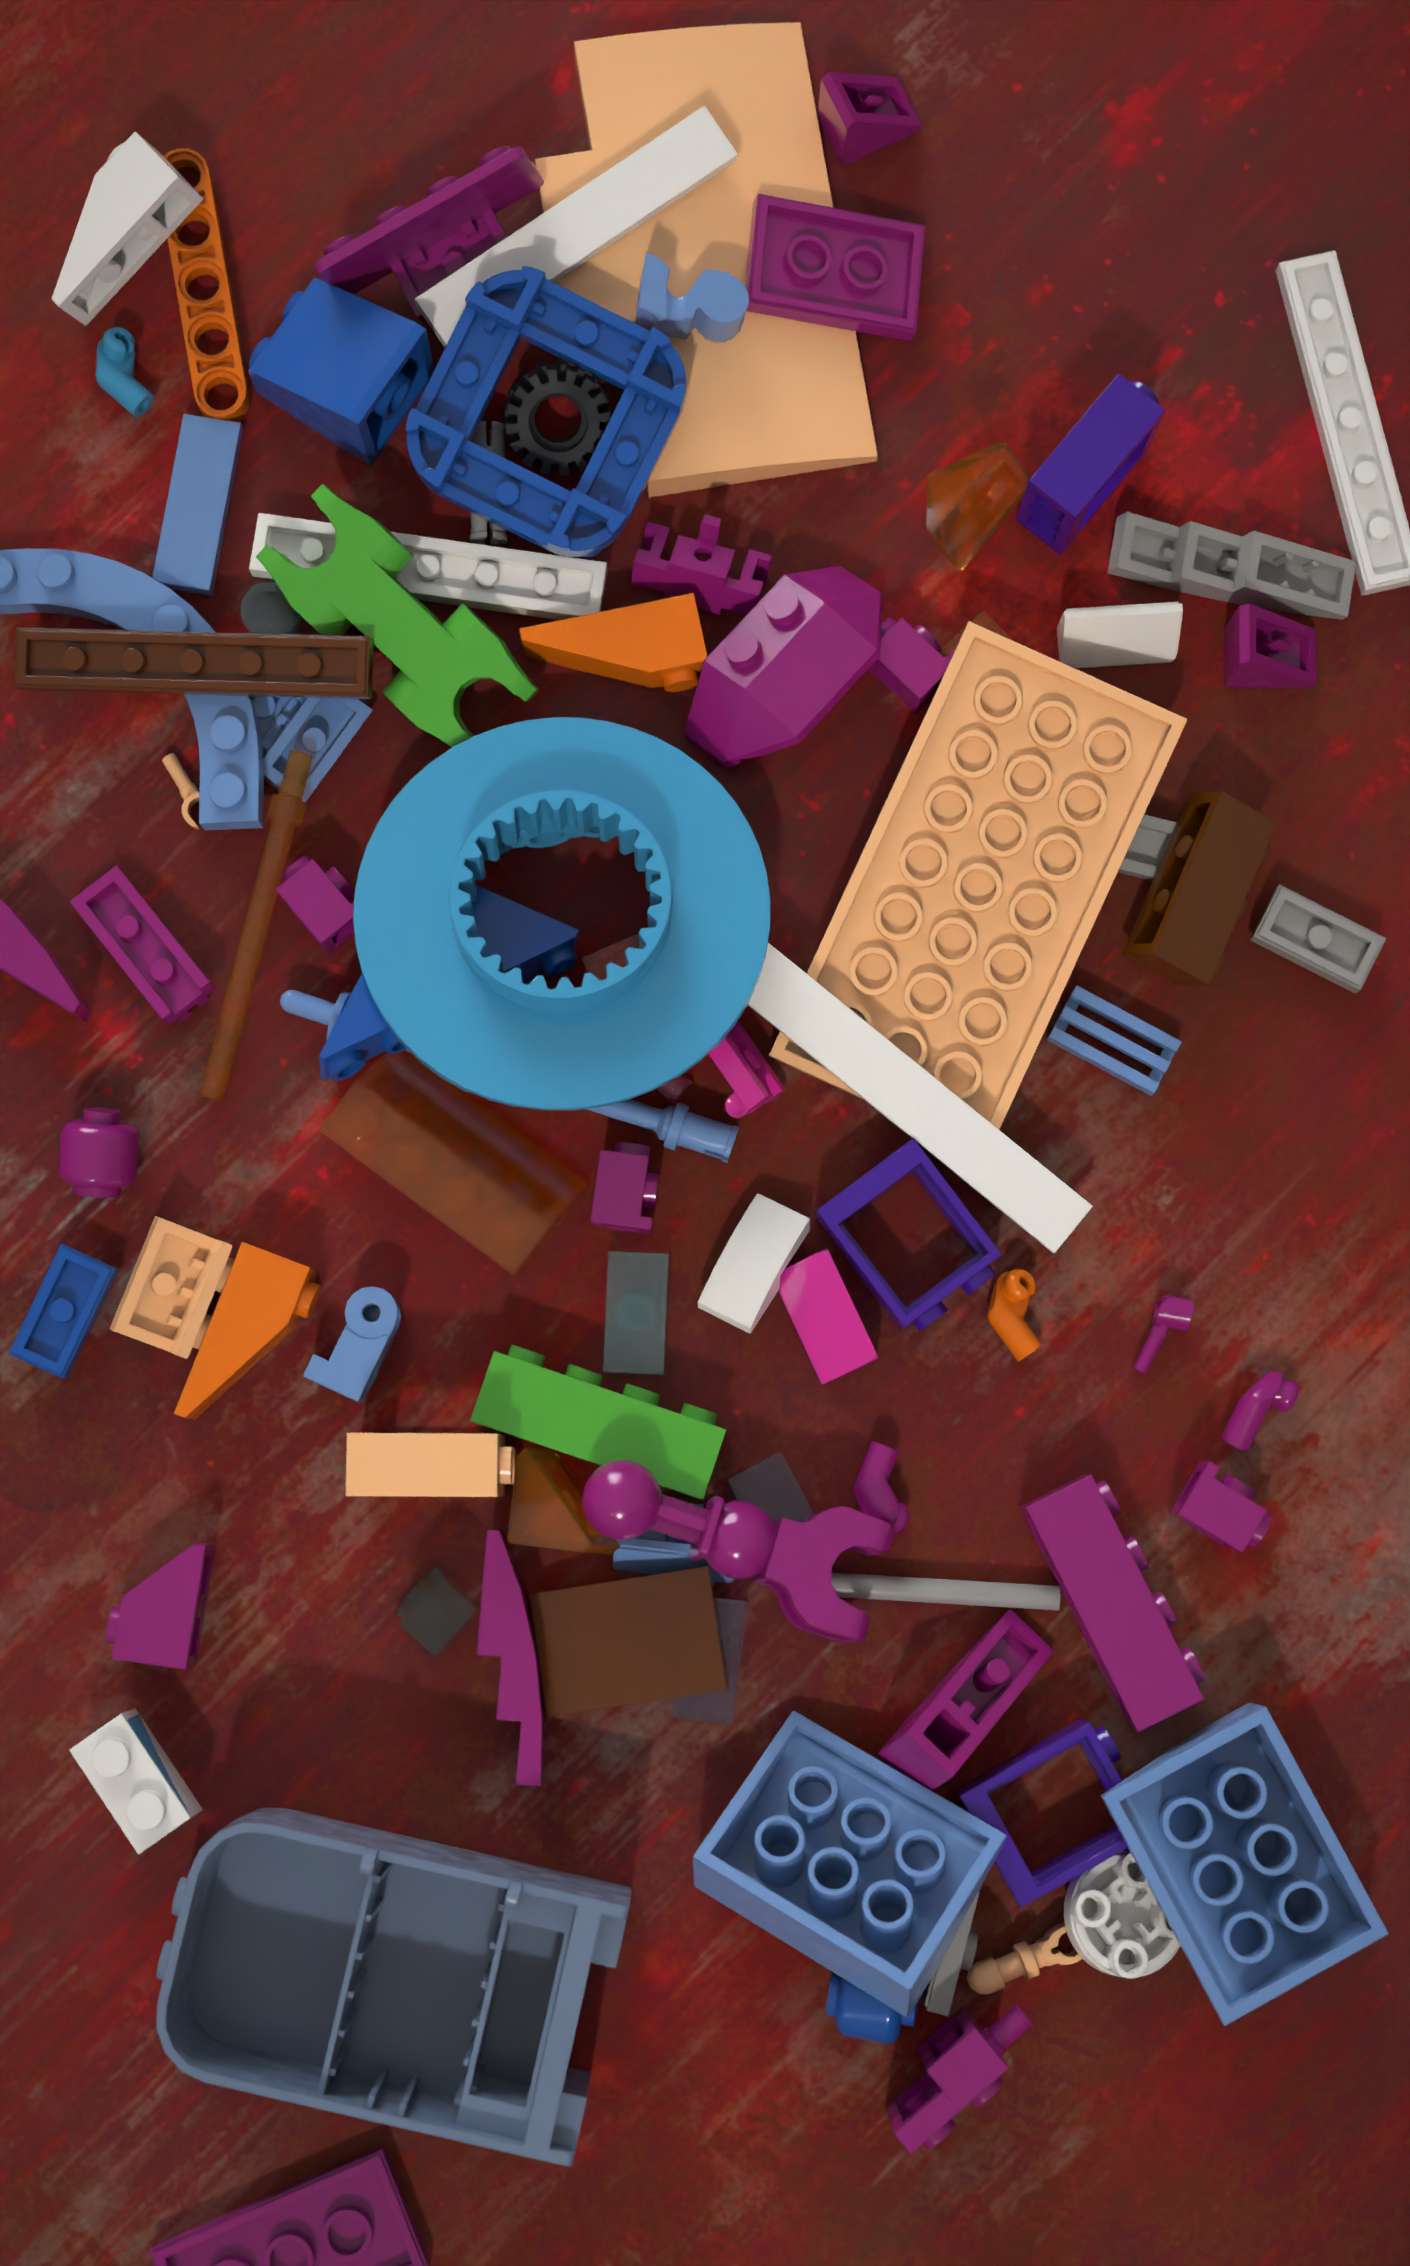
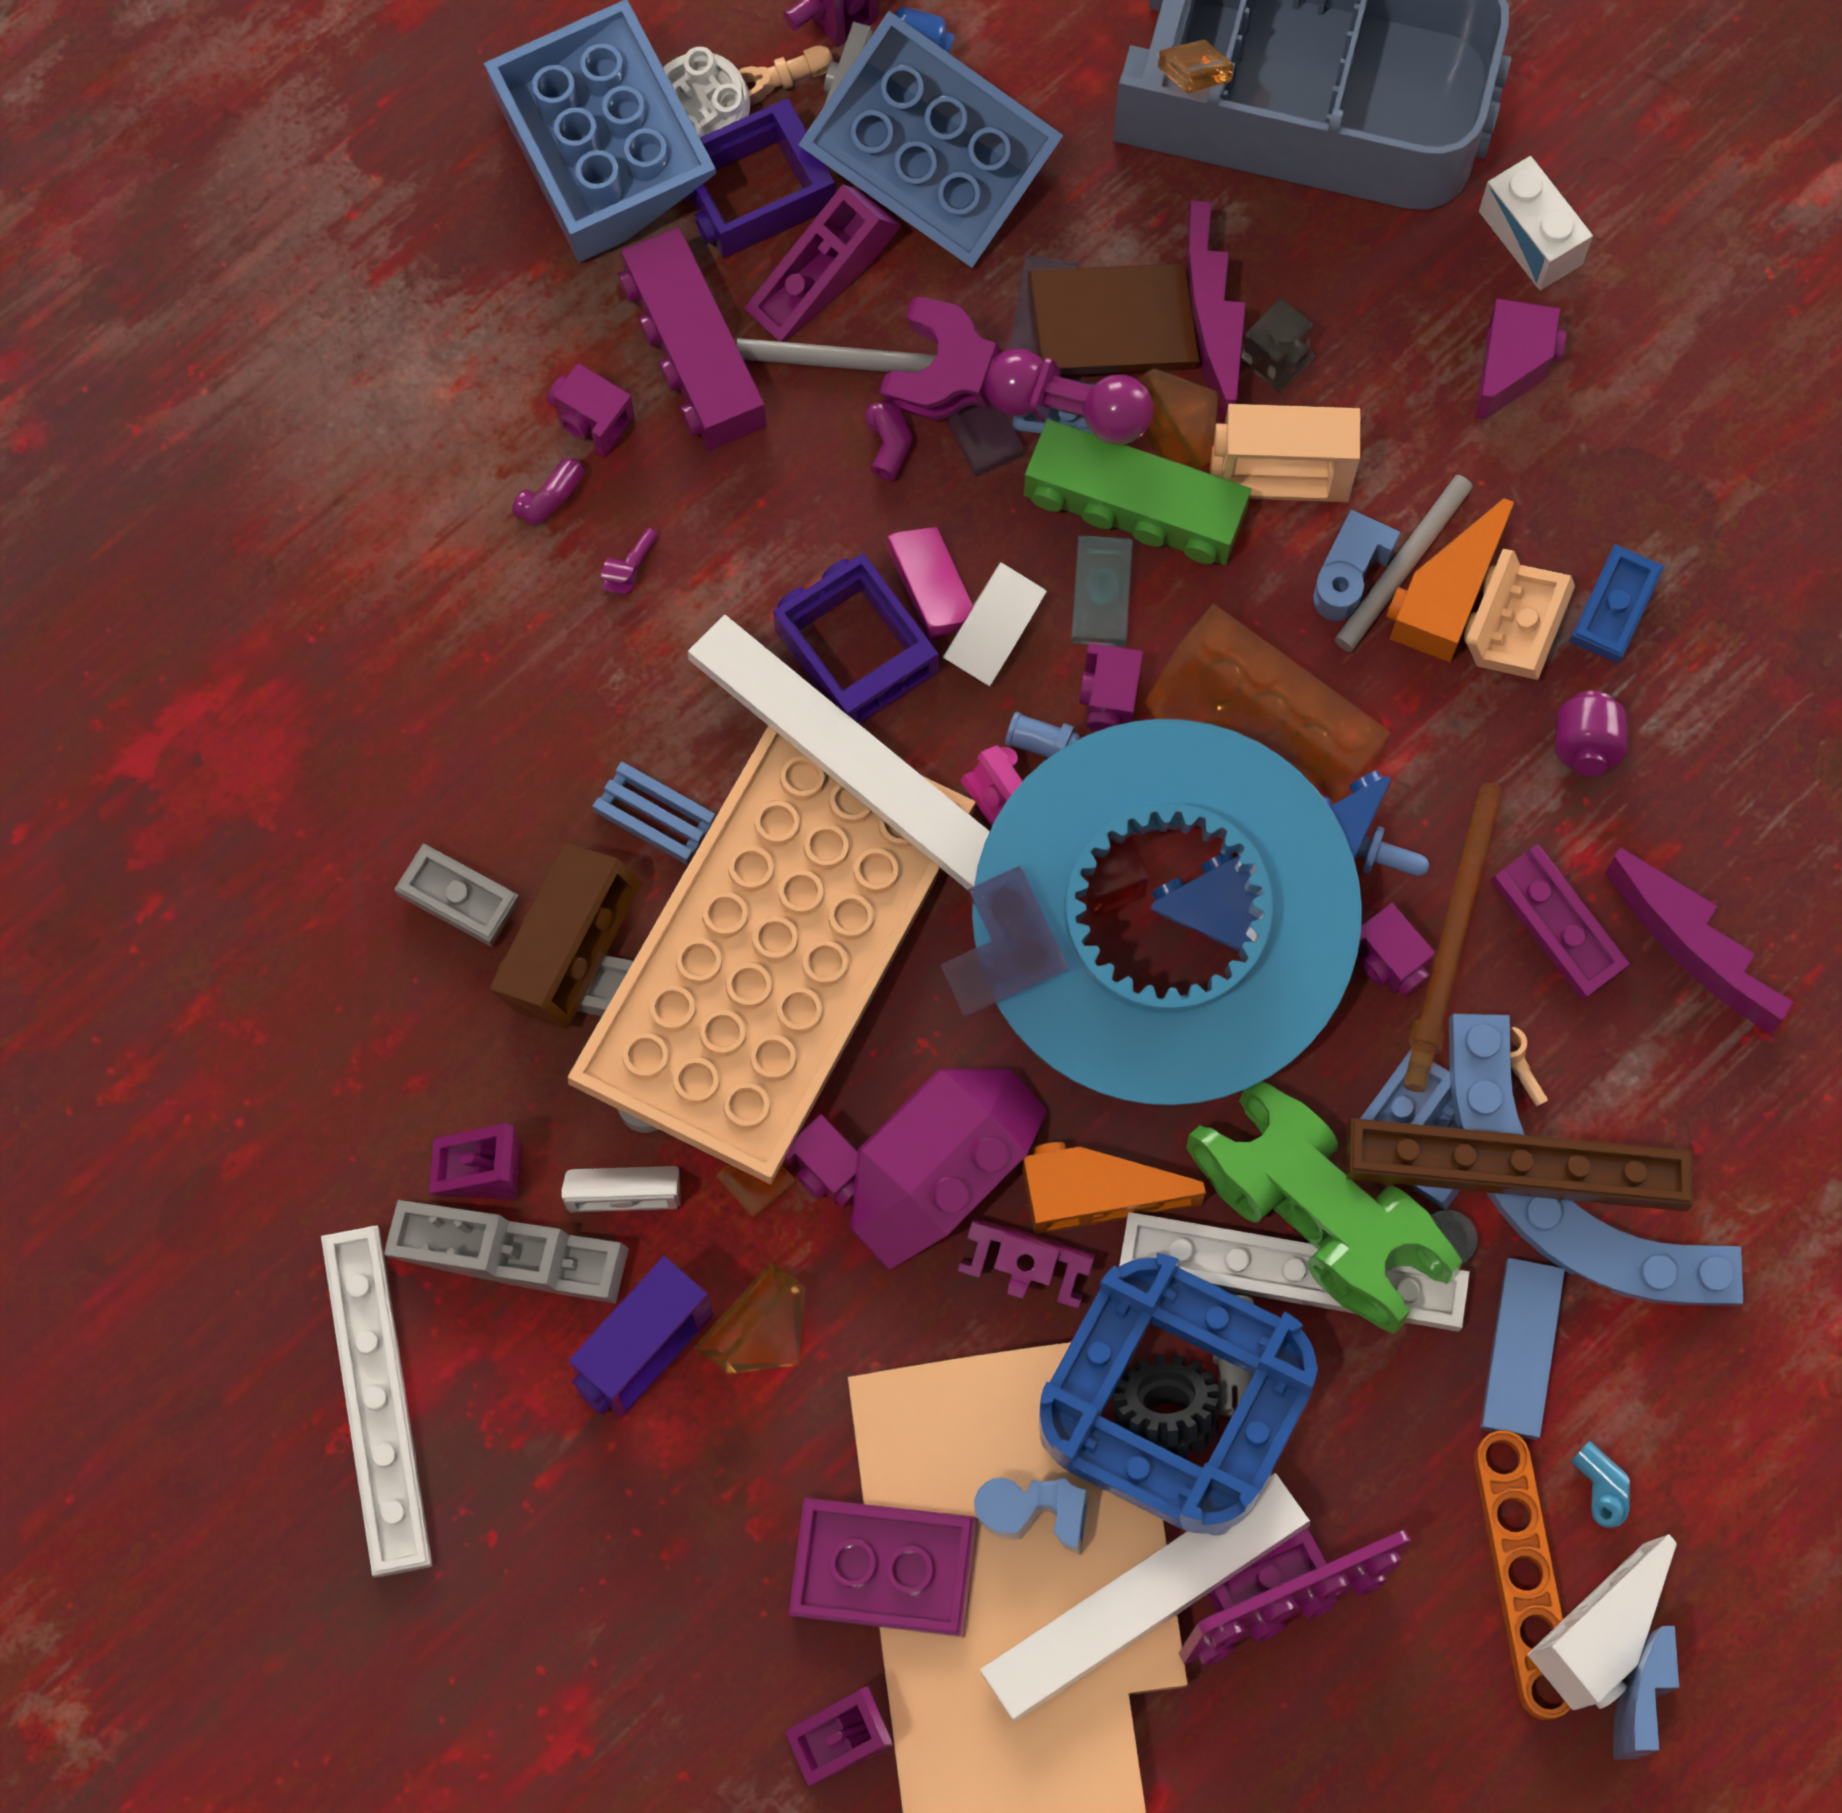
camera: 175 degrees left, 10 degrees down
(86, 151) = (1636, 1712): none -> medium blue slope
(297, 1360) = (1403, 563): none -> light grey bar
(343, 367) = (1384, 1468): blue slope -> none
(537, 1924) = (1195, 65): none -> clear orange tile
(720, 853) = (1019, 951): none -> clear purple plate
(1008, 1309) = (767, 579): orange arm -> none

